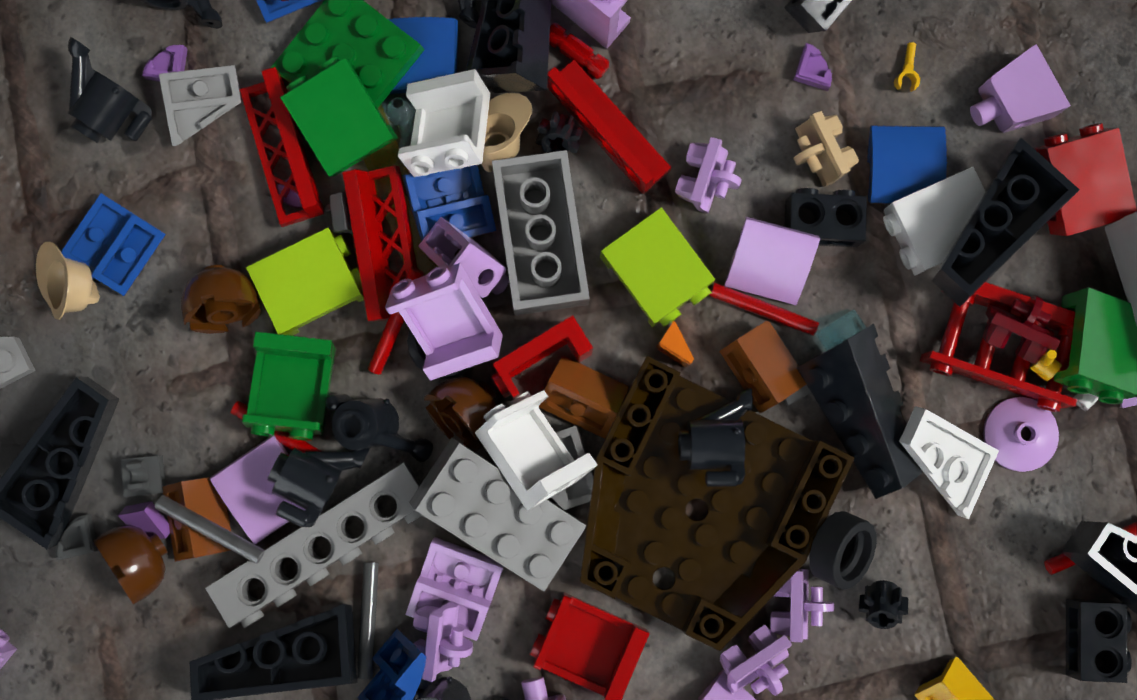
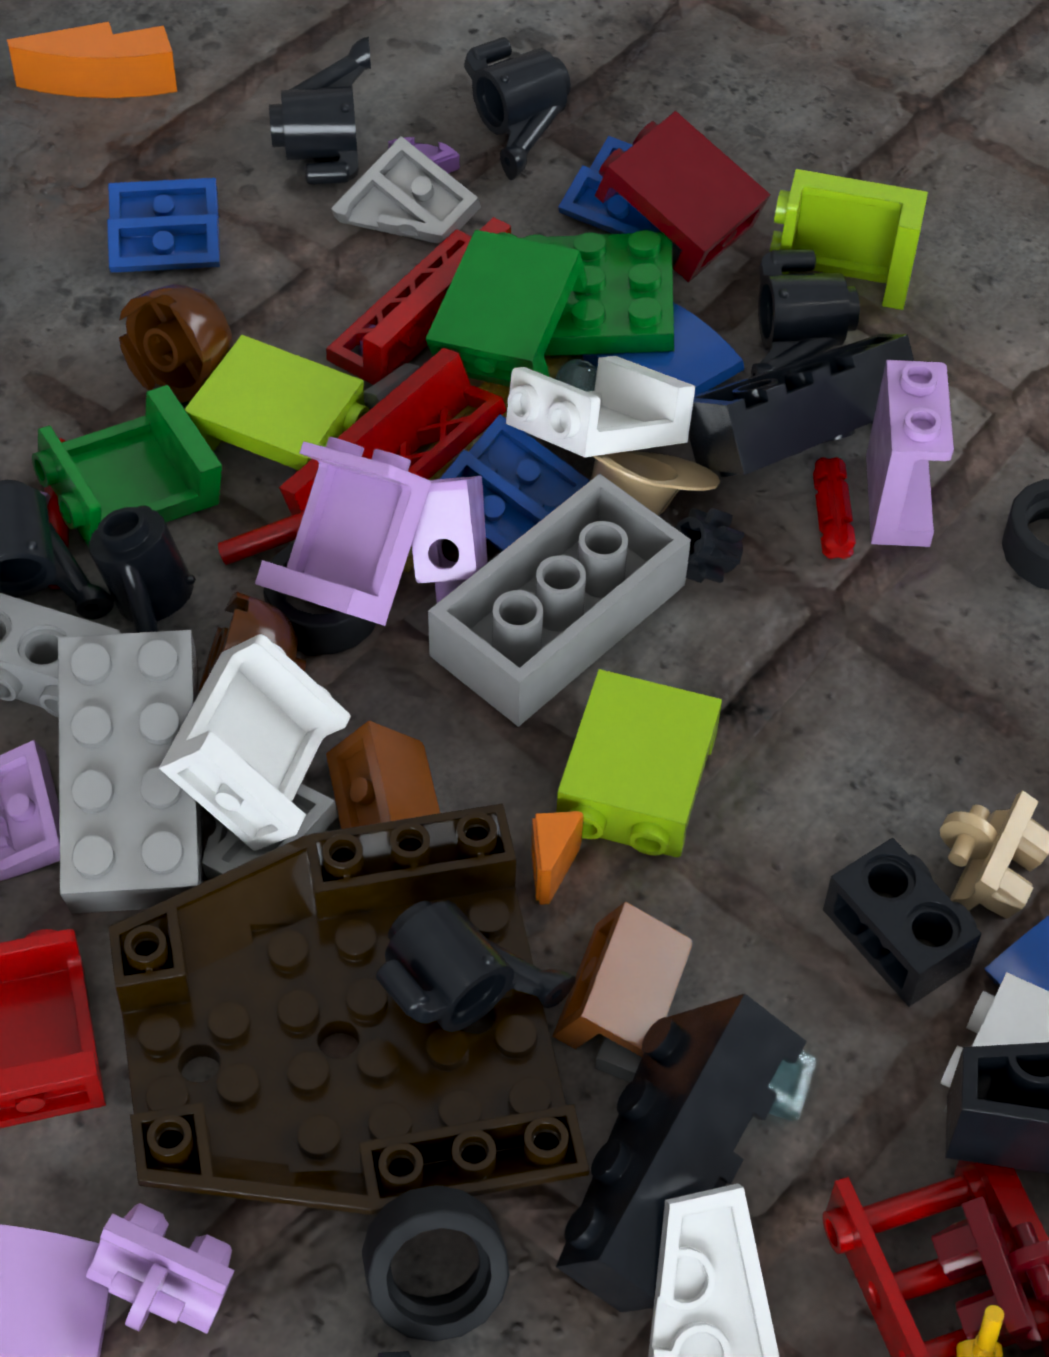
camera: 55 degrees right, 30 degrees down
(64, 282) = (79, 208): tan piece -> none
(565, 333) = (398, 684): red panel -> none
(607, 126) = (773, 600): red fence -> none
(713, 177) = (820, 742): lavender hips -> none
(764, 309) = (701, 925): red bar -> none
(772, 261) = (777, 885): lavender slope -> none
(796, 621) = (300, 1277): lavender hips -> none

